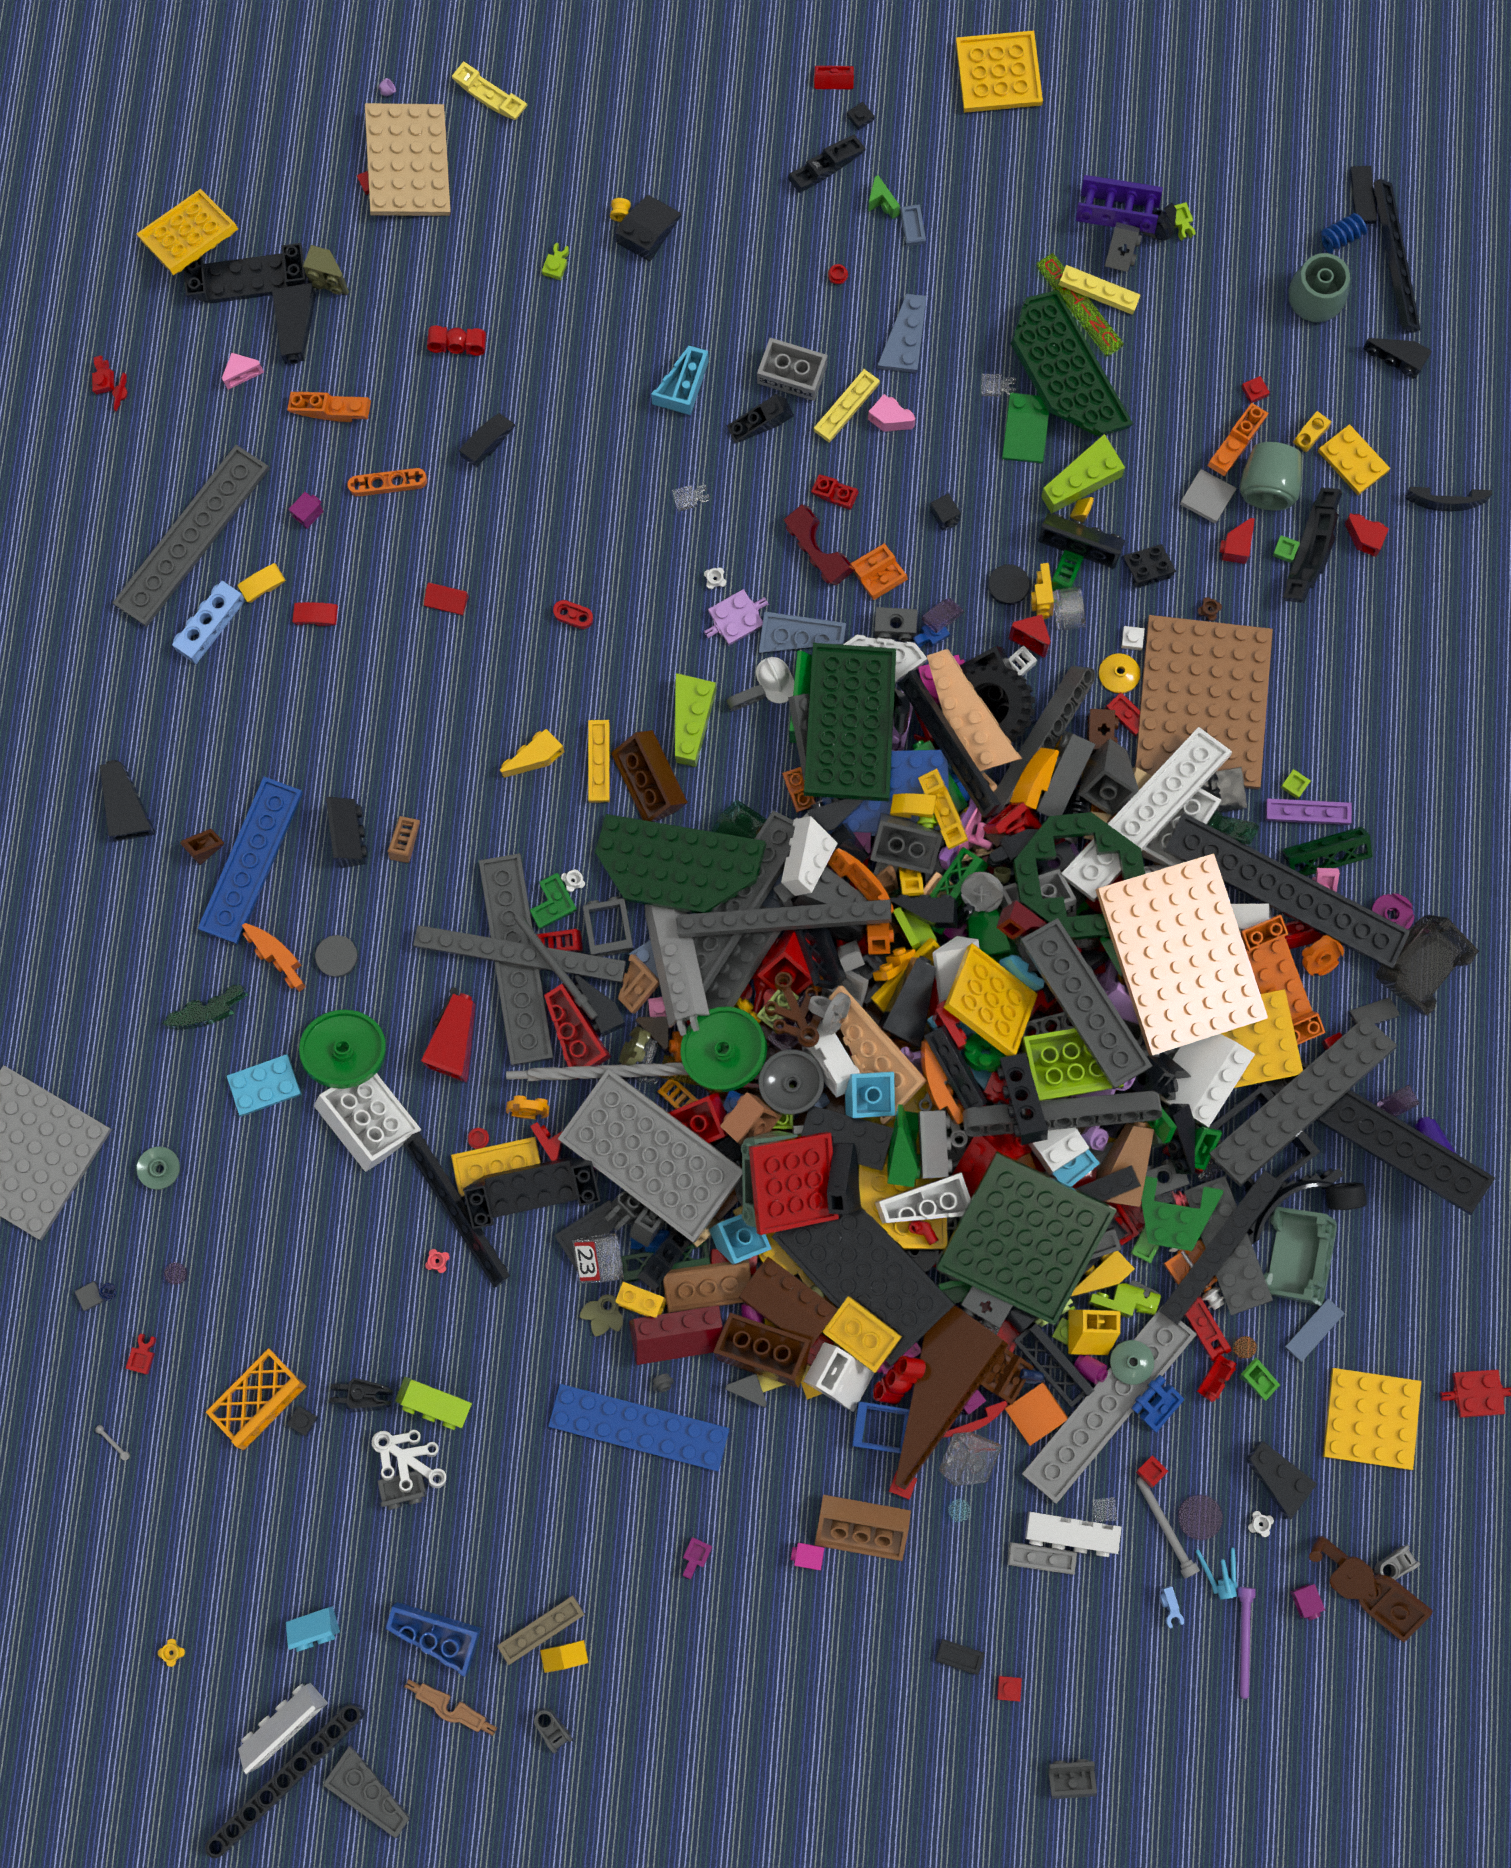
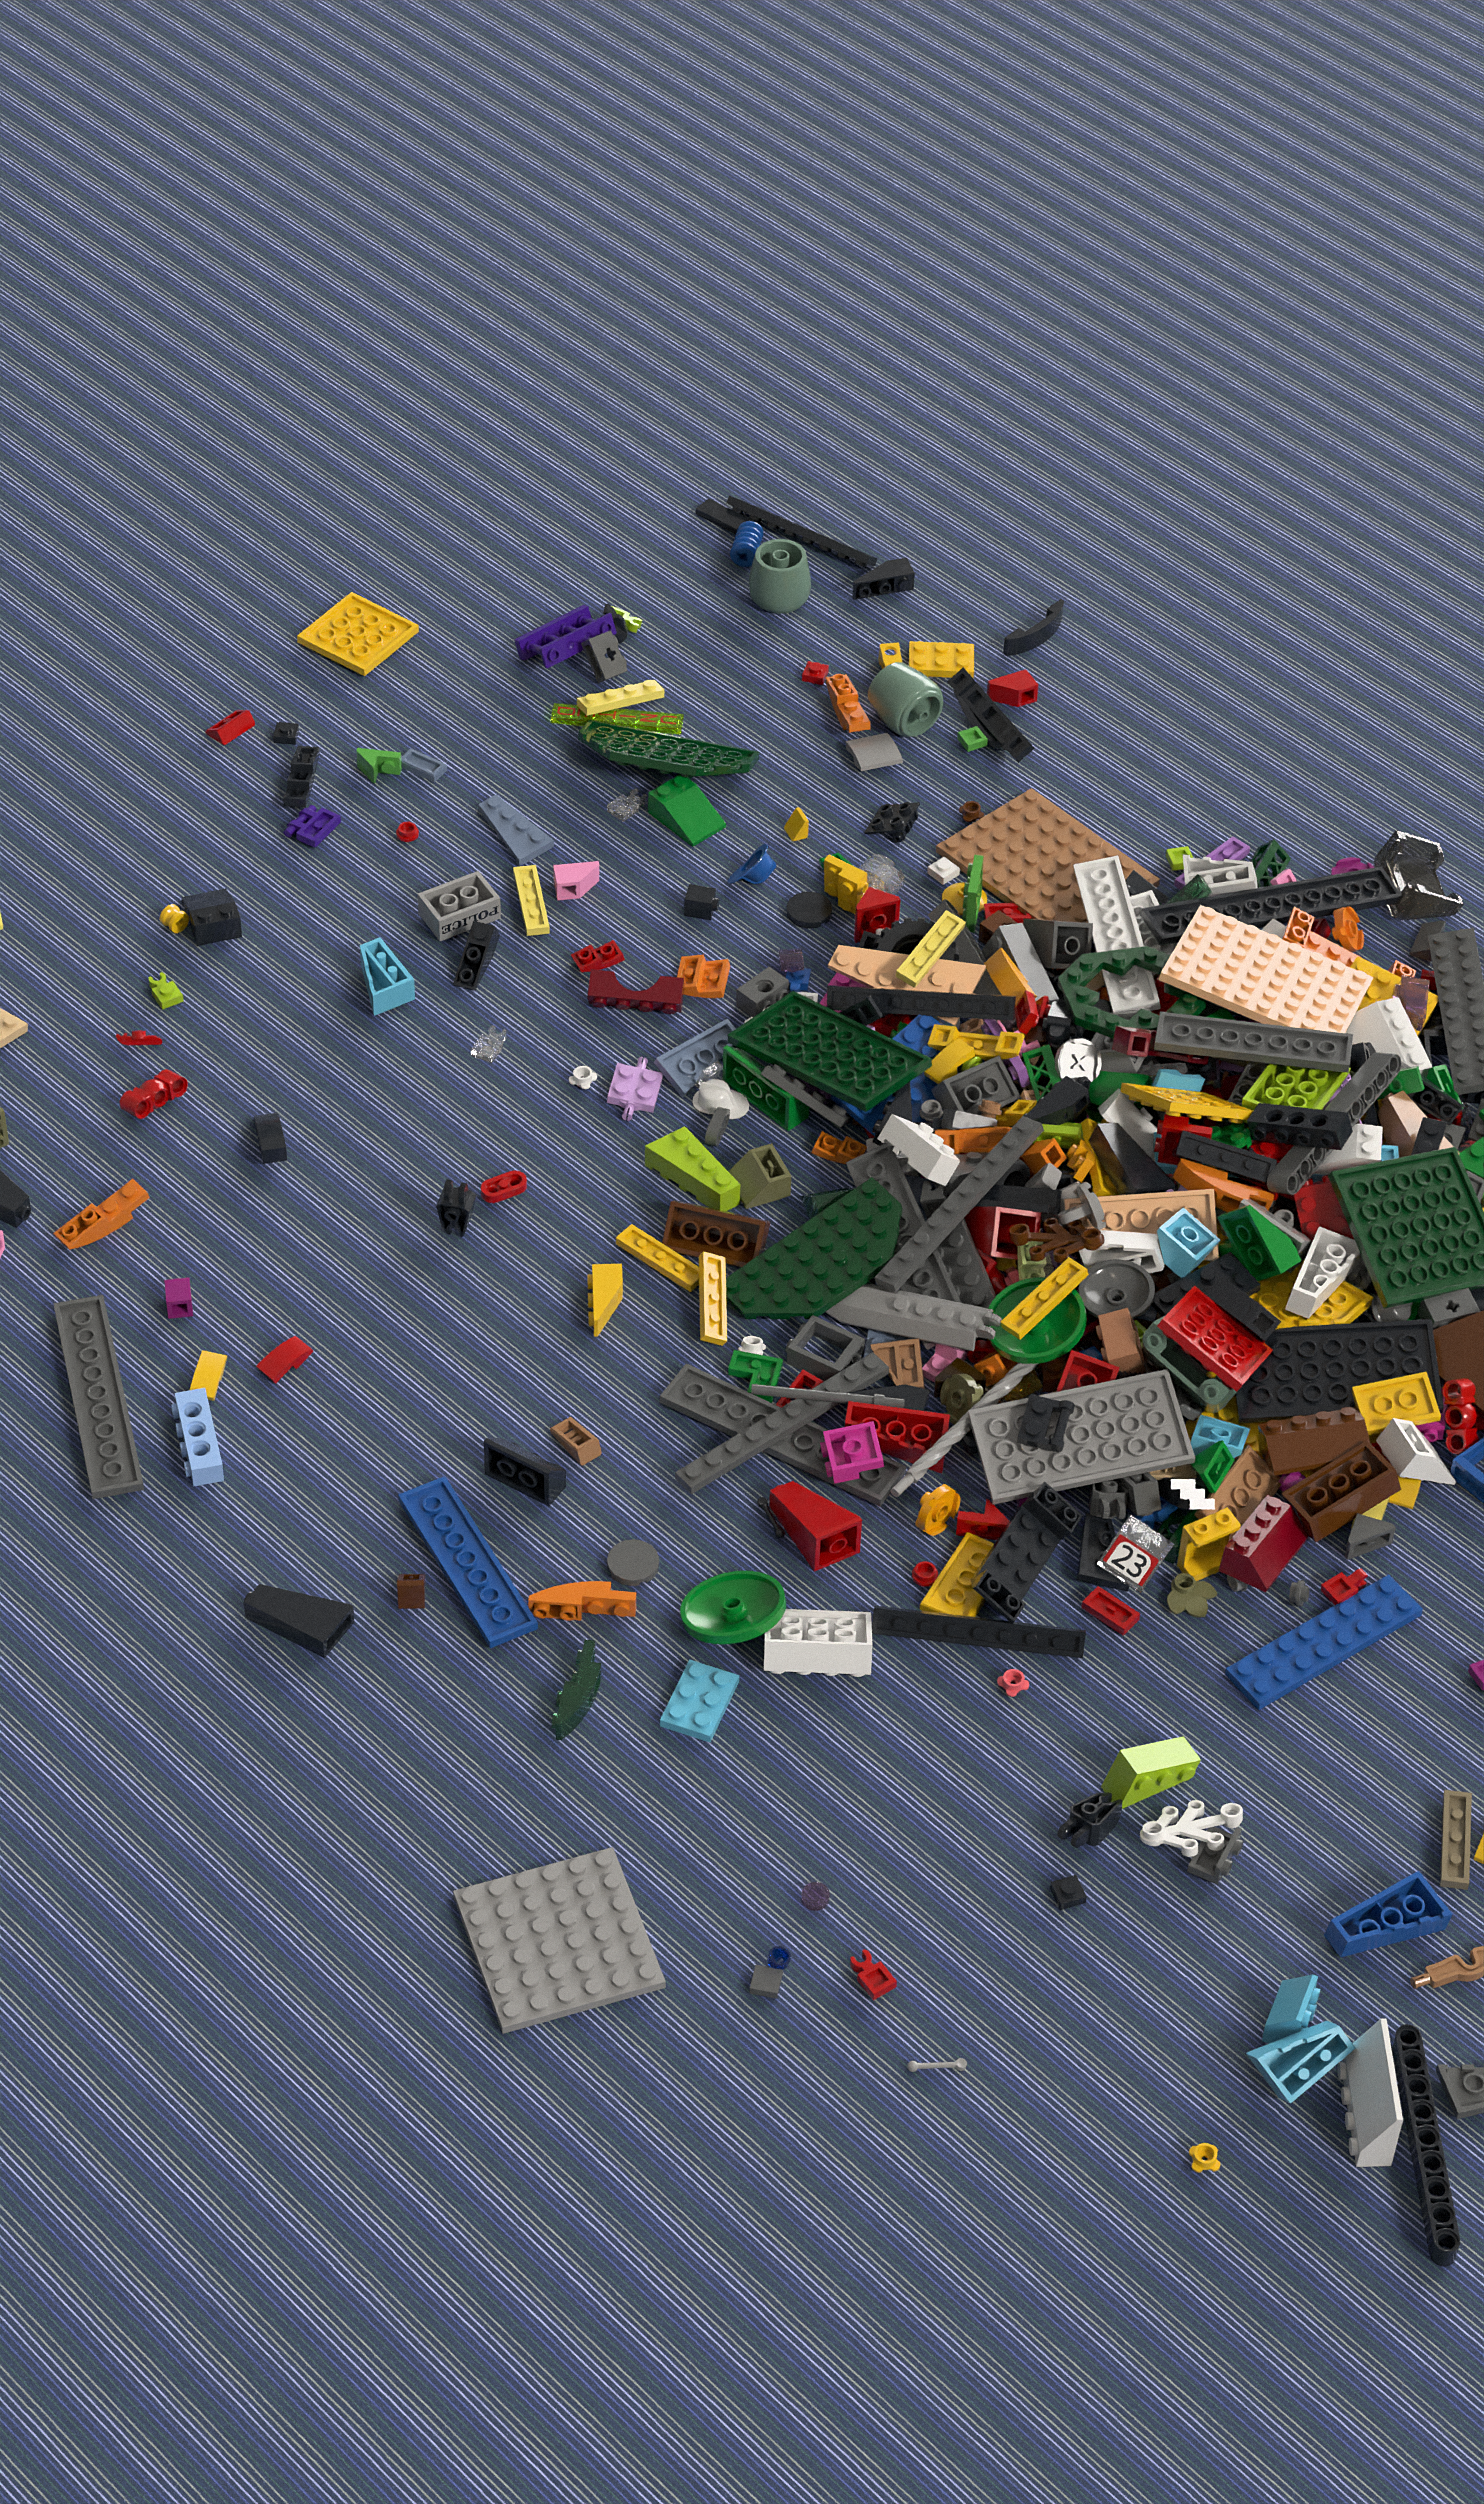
camera: 55 degrees left, 30 degrees down
(148, 1165) = (699, 1824): sand green dish -> none
(268, 1412) = (1033, 1908): light orange fence -> none
(273, 1664) = (1301, 2059): none -> medium azure wedge
(387, 486) = (225, 1231): orange beam -> none
(445, 598) = (382, 1260): red slope -> none
(502, 285) = (139, 1038): none -> red piece
(513, 607) = (455, 1207): none -> black hinge
(523, 1019) = (851, 1451): none -> dark pink plate
(545, 1276) = (1110, 1610): none -> red plate
(587, 823) = (712, 1298): none -> yellow plate
(632, 1120) = (1037, 1420): none -> black plate
(690, 1407) = (1342, 1587): none -> red plate
(704, 1254) = (1213, 1465): none -> green slope
(721, 764) = (761, 1176): none -> olive slope
(736, 1044) = (1044, 1298): none -> yellow plate
(785, 655) = (709, 1073): none -> clear tile
(789, 216) = (317, 825): none -> dark purple plate
(865, 822) = (930, 1110): none -> light grey plate
(865, 861) = (957, 1119): none -> slope
(892, 866) = (990, 1108): none -> medium nougat plate
(923, 1228) = (1340, 1296): red arm -> none
(993, 713) = (930, 949): none -> light yellow plate
(1010, 517) = (756, 868): none -> blue piece
(1081, 540) = (830, 838): black slope -> none
(1086, 474) = (772, 798): lime wedge -> none
(1101, 688) = (973, 892): none -> bright green plate
(1238, 543) = (937, 759): red slope -> none
(1272, 1060) = (1414, 998): none -> slope
(1278, 833) = (1221, 876): none -> white wedge

